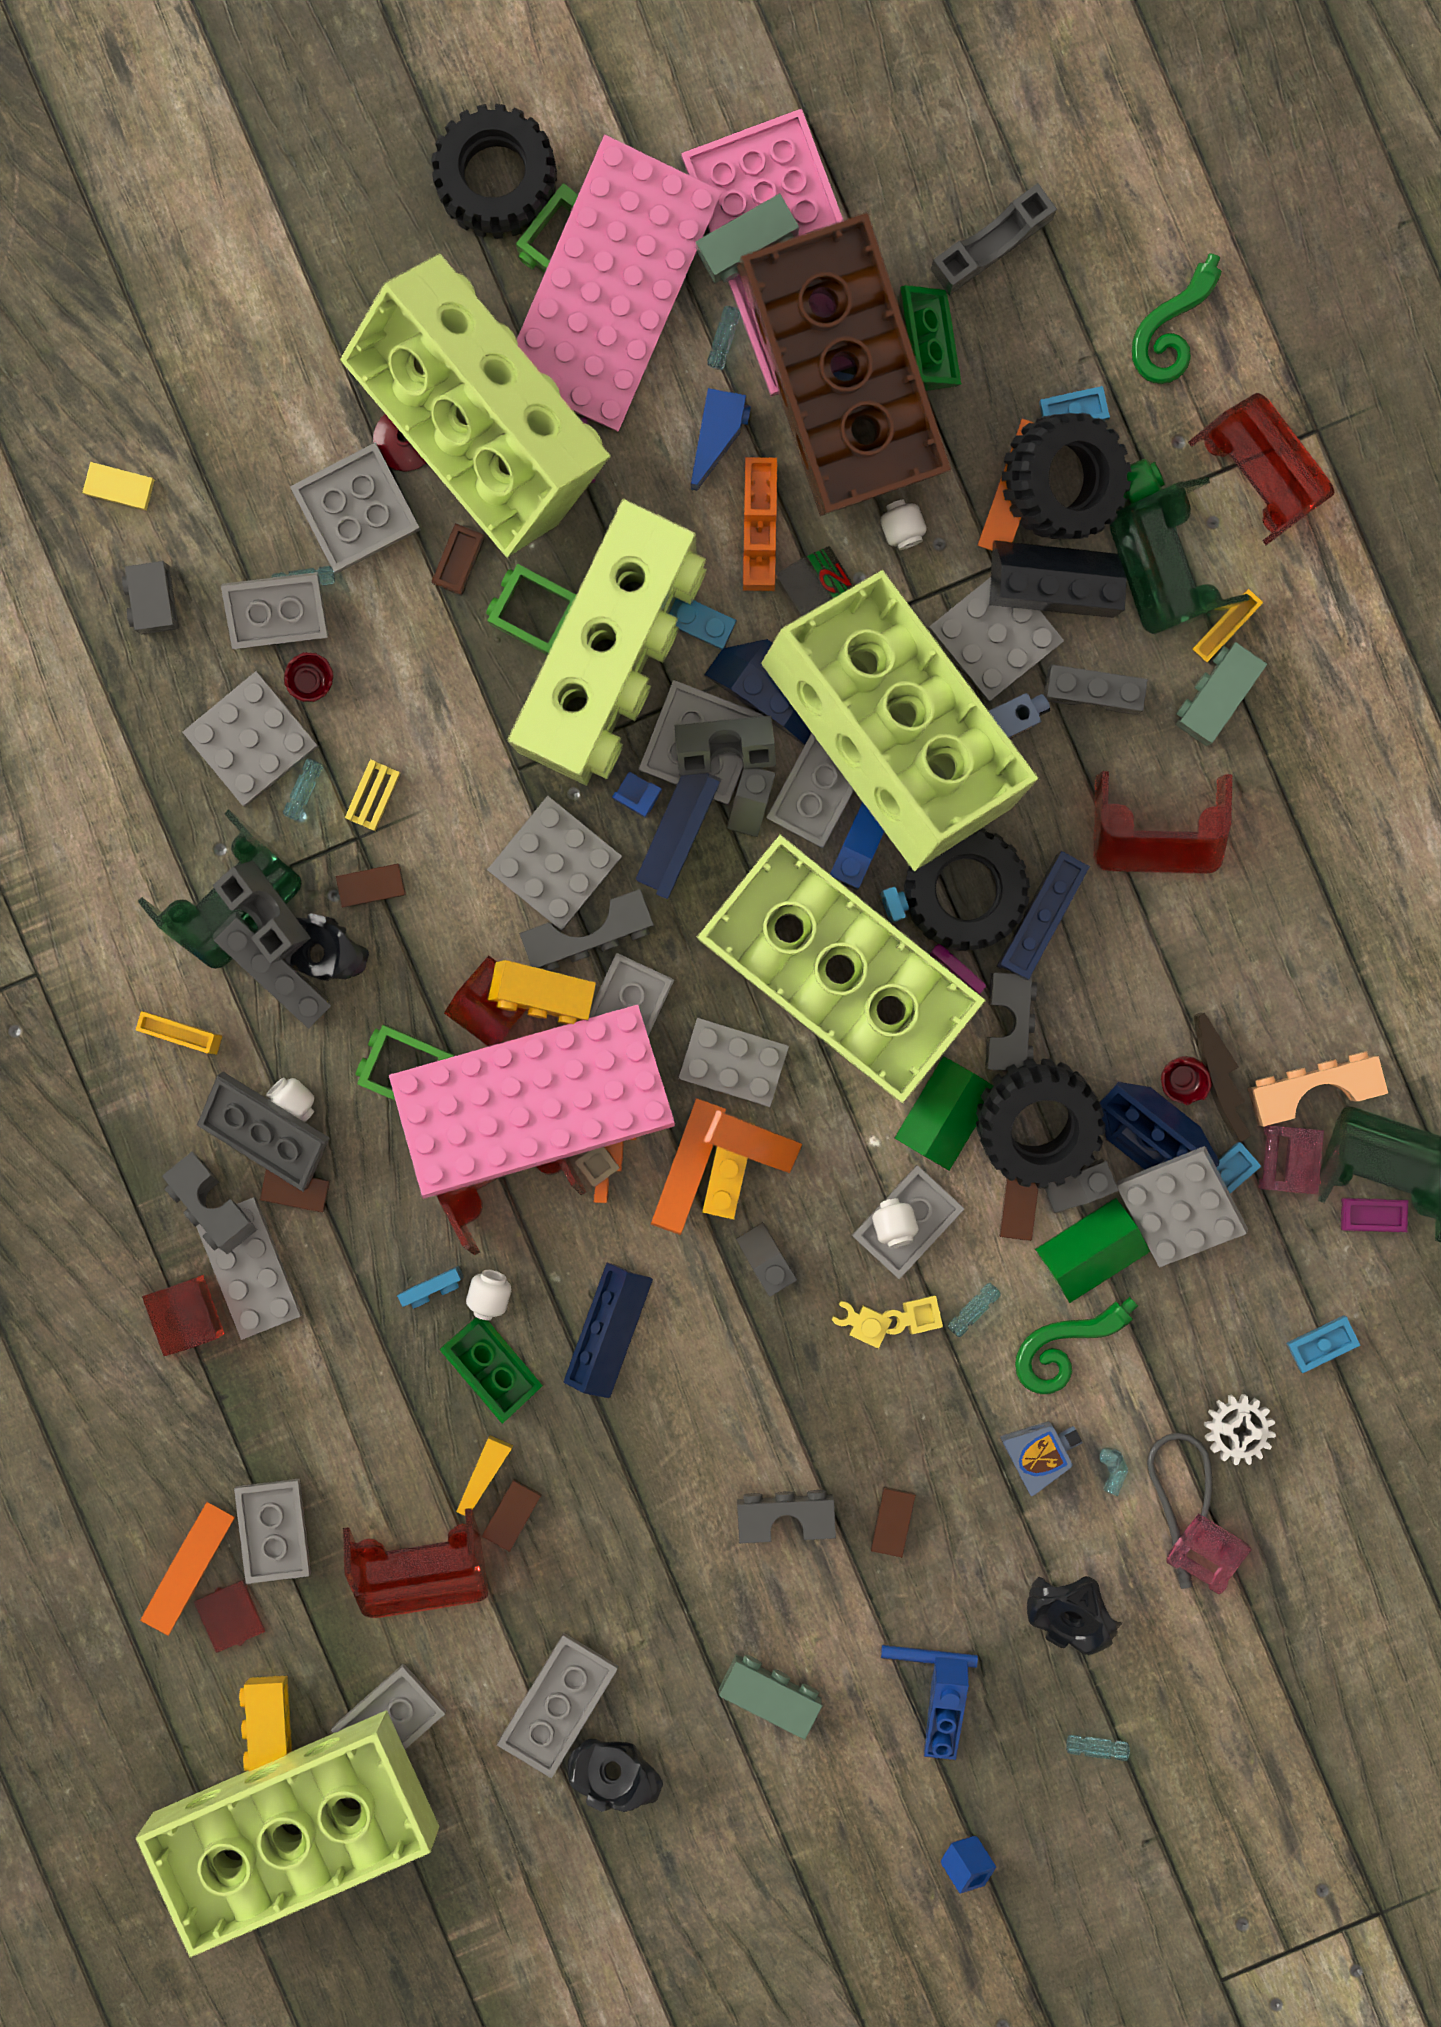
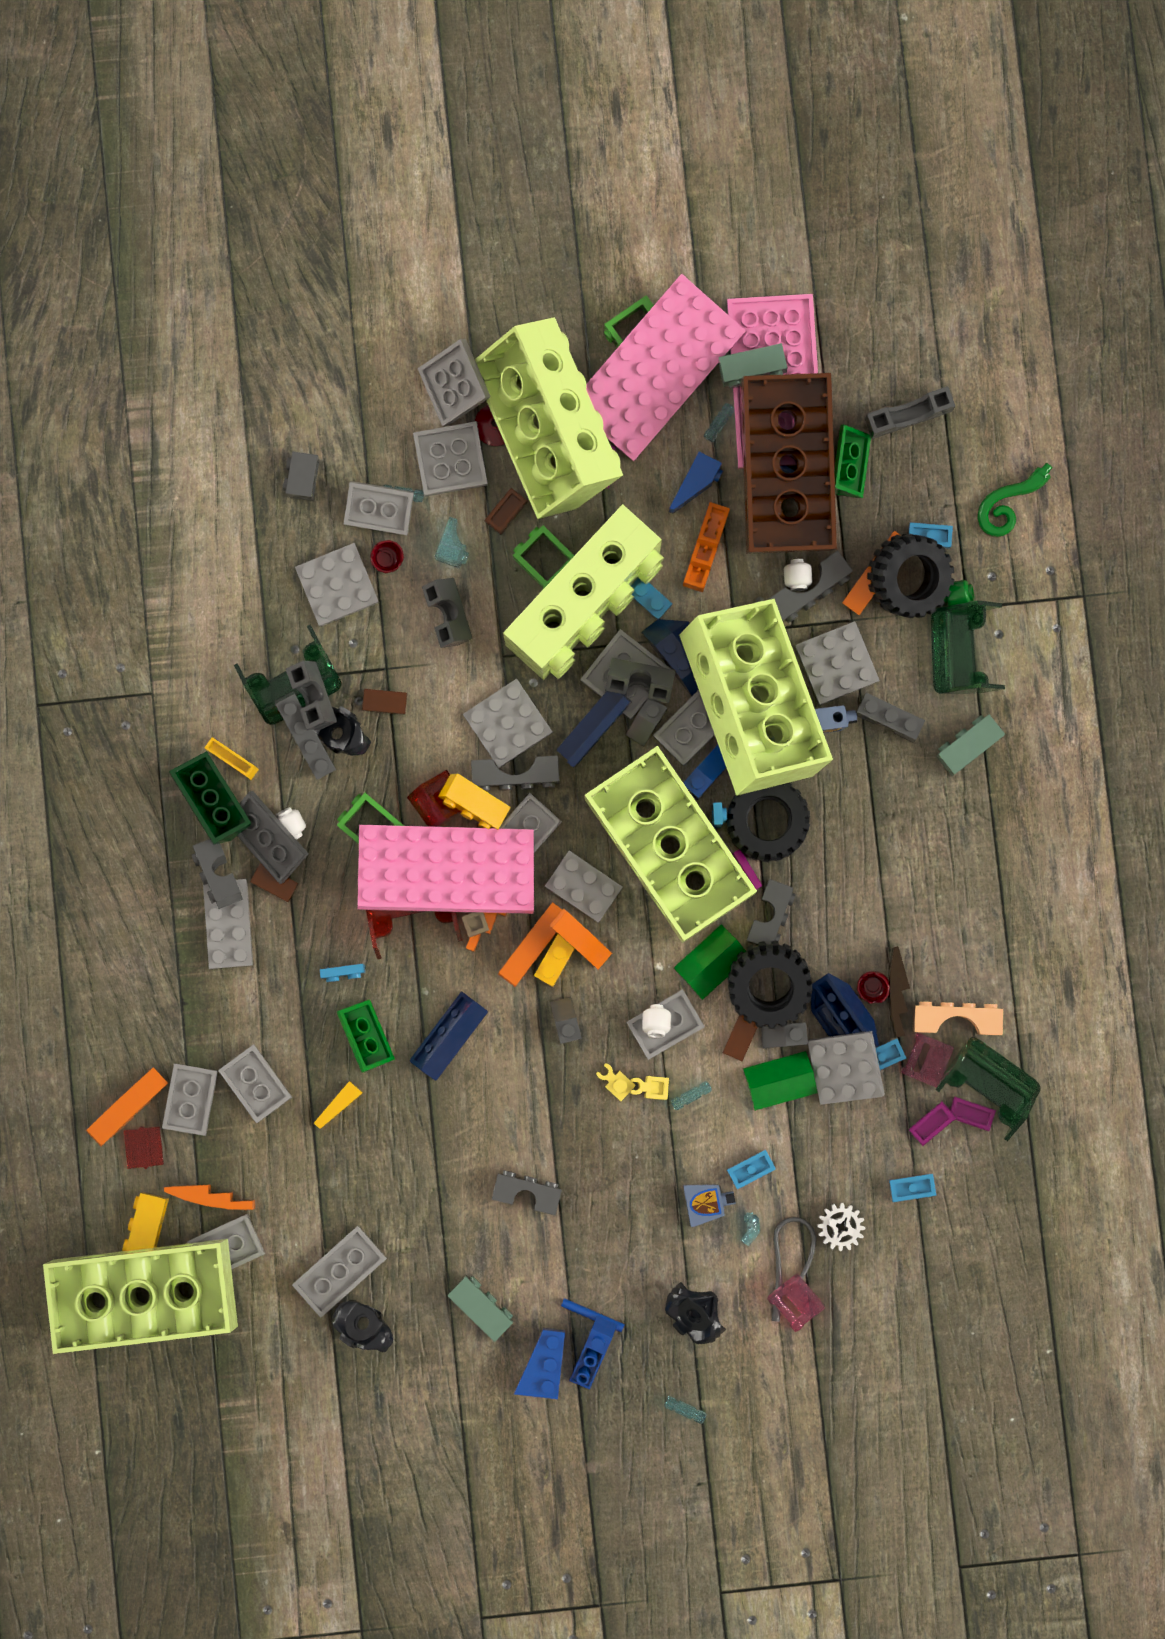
camera: 25 degrees right, 5 degrees down
(118, 486) = (303, 399): light yellow tile -> none
(165, 1101) = (210, 798): none -> dark green slope
(183, 1315) = (176, 941): clear red slope -> none
(302, 789) = (360, 627): clear light blue axle -> none
(325, 395) = (454, 382): none -> light grey plate
(334, 1660) = (202, 1195): none -> orange slope
(357, 1481) = (255, 1083): none -> light grey plate
(383, 770) = (416, 630): light yellow tile -> none
(394, 637) = (450, 548): none -> clear light blue arch
(409, 709) = (445, 596): none -> dark grey arch
(416, 1576) = (275, 1159): clear red windscreen -> none
(480, 132) = (605, 247): black tyre -> none
(488, 1294) = (378, 988): white head -> none
(511, 1515) = (348, 1137): reddish brown tile -> none
(637, 794) = (574, 695): blue panel -> none
(813, 581) = (729, 592): clear smoke slope -> none
(884, 1754) = (543, 1369): none -> blue wedge
(893, 1522) = (595, 1218): reddish brown tile -> none
(950, 505) = (833, 571): none -> dark grey arch
(968, 1864) = (576, 1460): blue panel -> none
(1043, 915) = (813, 851): dark blue panel -> none
(1057, 579) = (886, 639): black slope -> none
(1089, 1387) = (751, 1169): none -> dark azure plate
(1103, 1325) = (771, 1131): green plant -> none
(1130, 850) = (900, 833): clear red windscreen -> none
(1226, 627) = (987, 703): yellow piece -> none
(1270, 460) = (1047, 605): clear red windscreen -> none
(1324, 1245) = (932, 1123): none -> magenta tile

